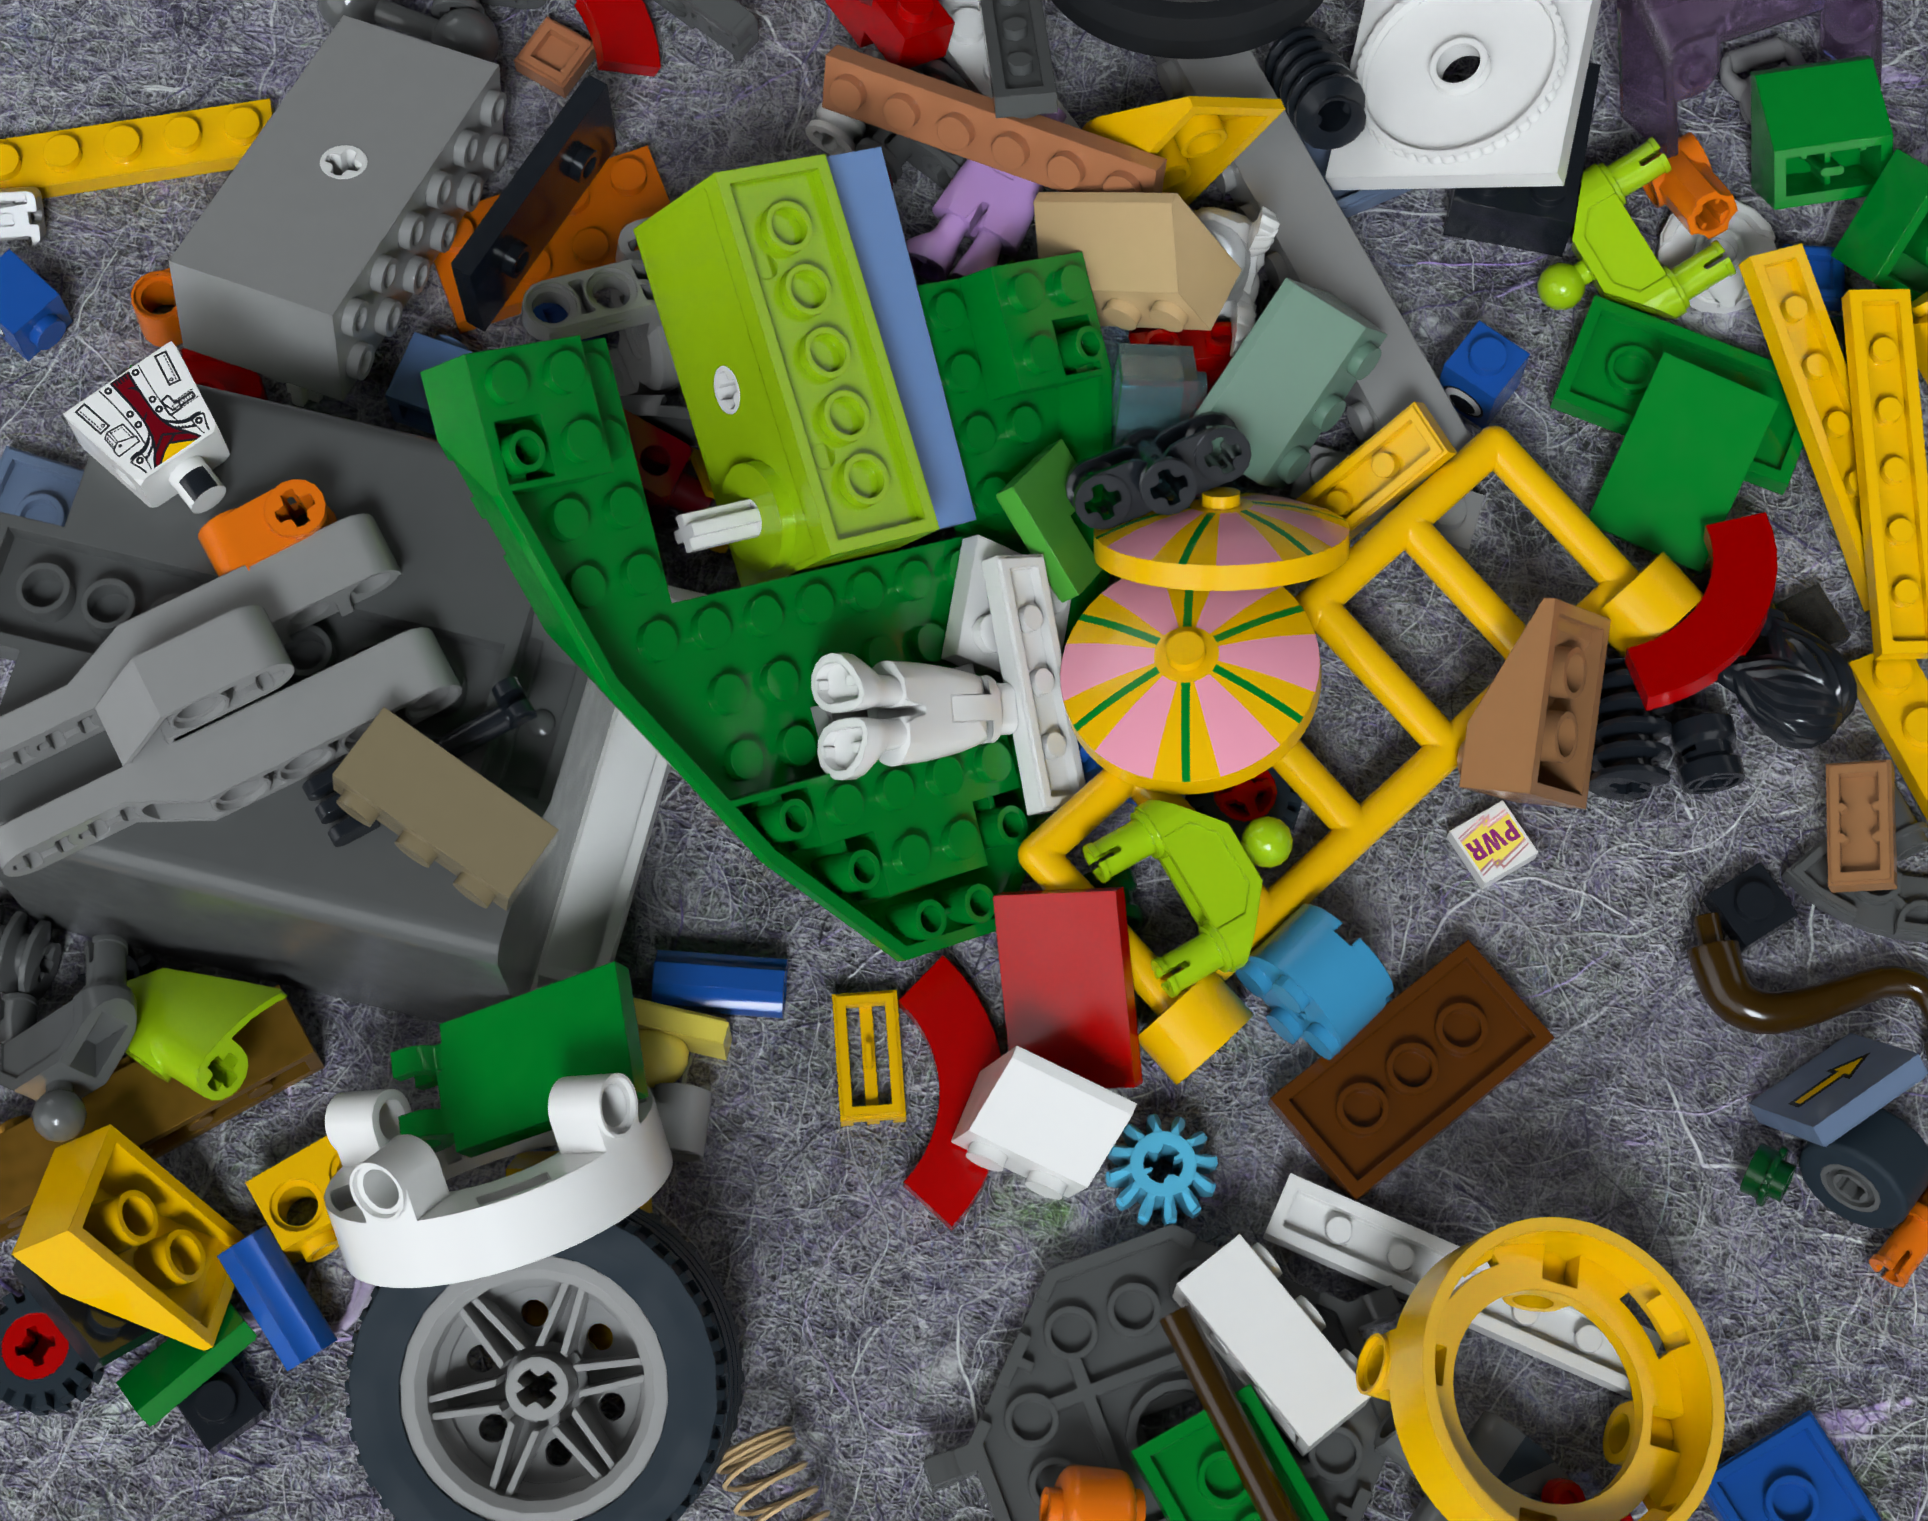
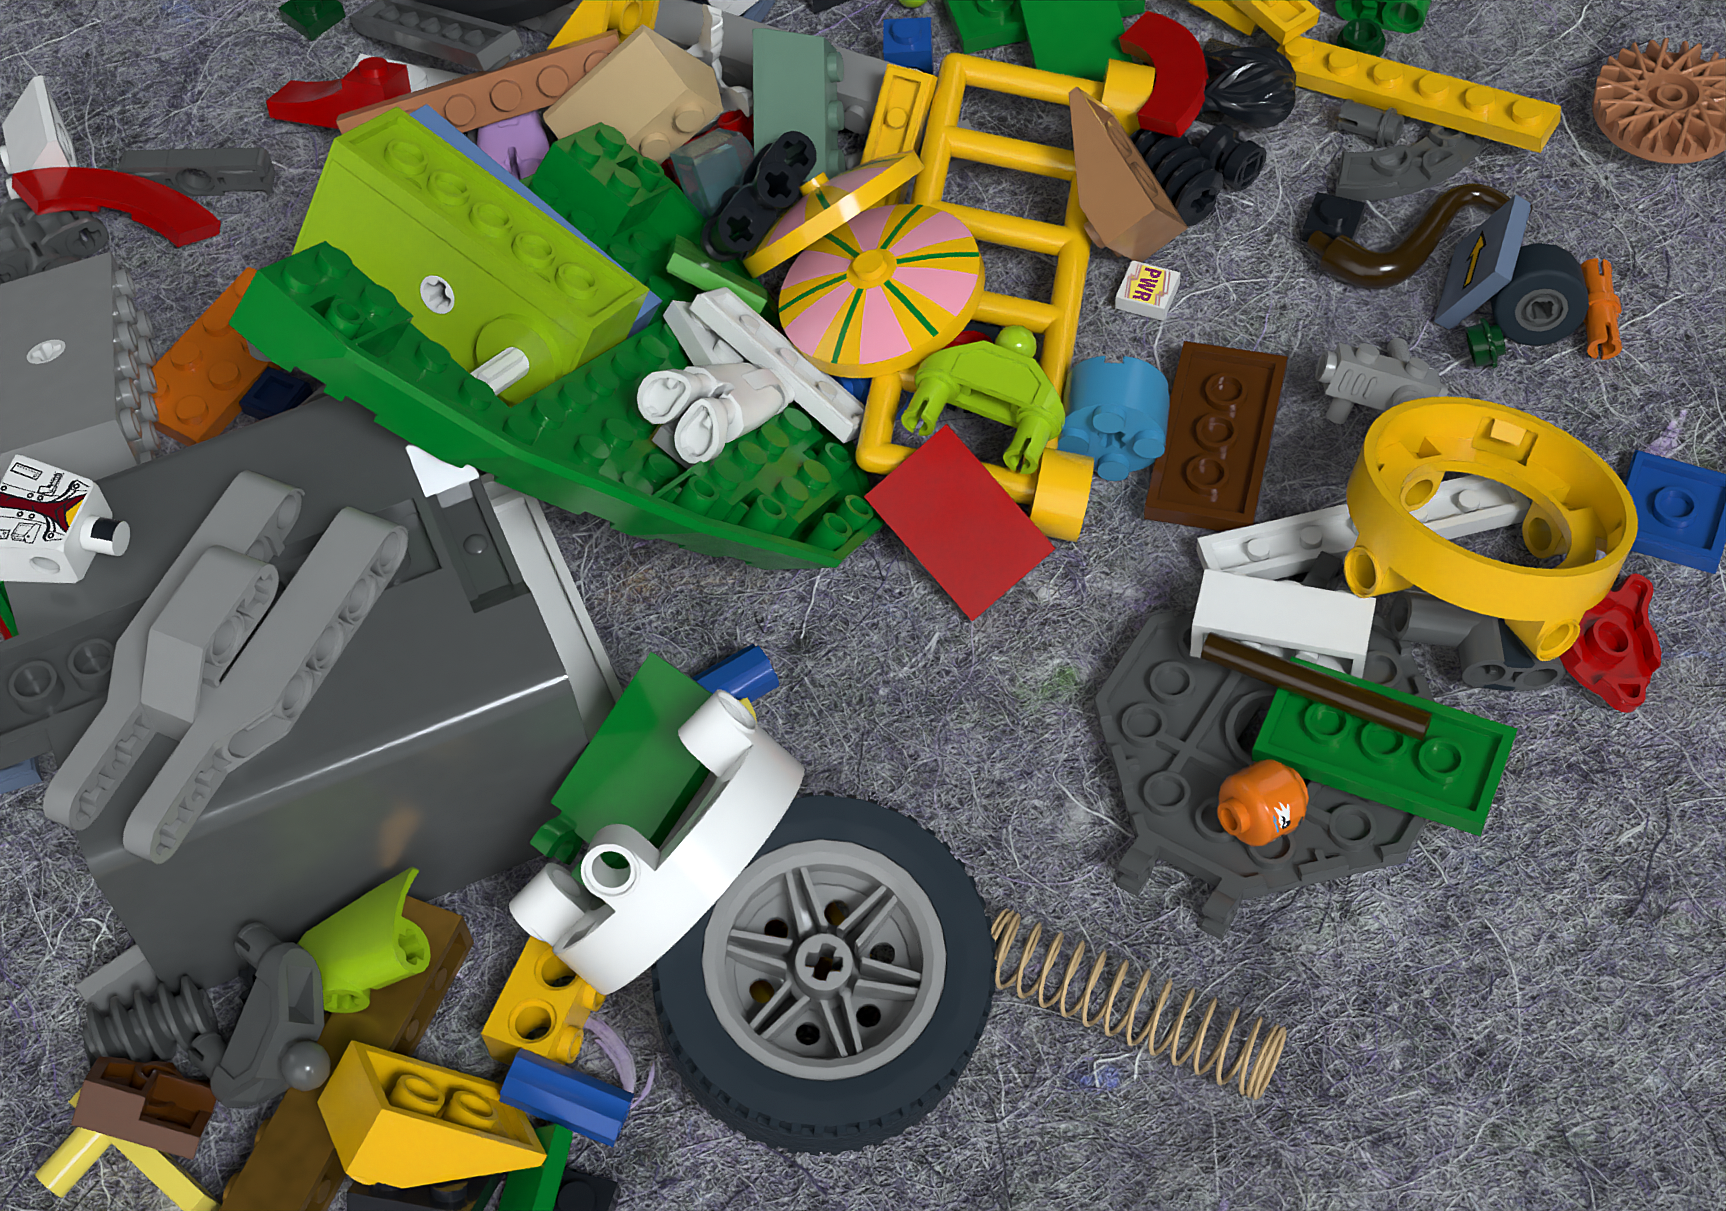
camera: 30 degrees left, 15 degrees down
(264, 526) = (175, 521): orange piece -> none
(443, 811) = (458, 598): dark tan brick -> none
(511, 712) = (385, 650): black hinge -> none
(535, 203) = (200, 320): black plate -> none
(555, 57) = (144, 258): nougat tile -> none
(872, 1112) = (886, 699): yellow tile -> none
(961, 1046) = (944, 640): red tile -> none
(1041, 1123) = (1013, 605): white slope -> none
(1175, 1189) = (1113, 595): medium azure gear -> none
(1628, 1162) = (1374, 379): none -> light grey piece
(1861, 826) = (1359, 129): medium nougat plate -> none

